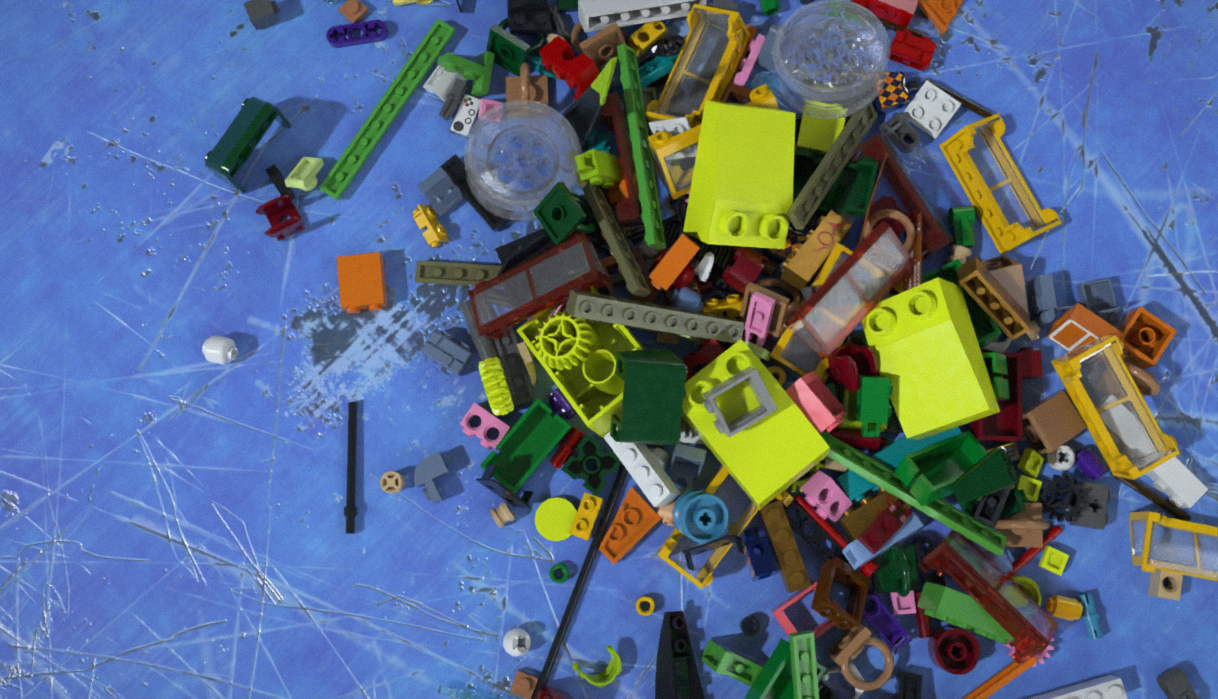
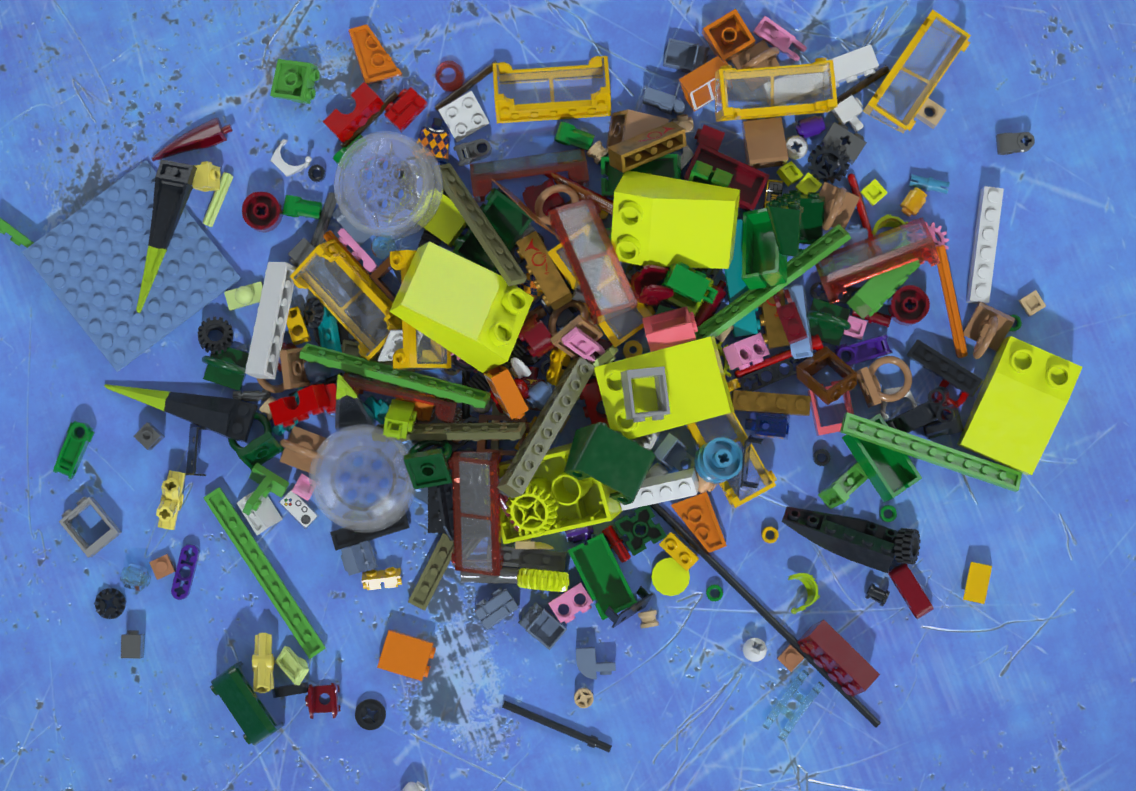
camera: 65 degrees left, 5 degrees up
(277, 274) = (368, 723): none -> black gear
(292, 141) = (263, 663): none -> light yellow piece
(449, 408) = (542, 625): none -> sand blue piece
(453, 99) = (281, 514): dark grey axle -> none
(765, 20) = (324, 219): none -> dark grey axle
(964, 90) = (459, 79): none -> clear red piece
(991, 507) = (811, 226): black slope -> none
(1124, 497) = (848, 111): none -> white brick
(1168, 377) = (778, 37): none -> bright pink hinge

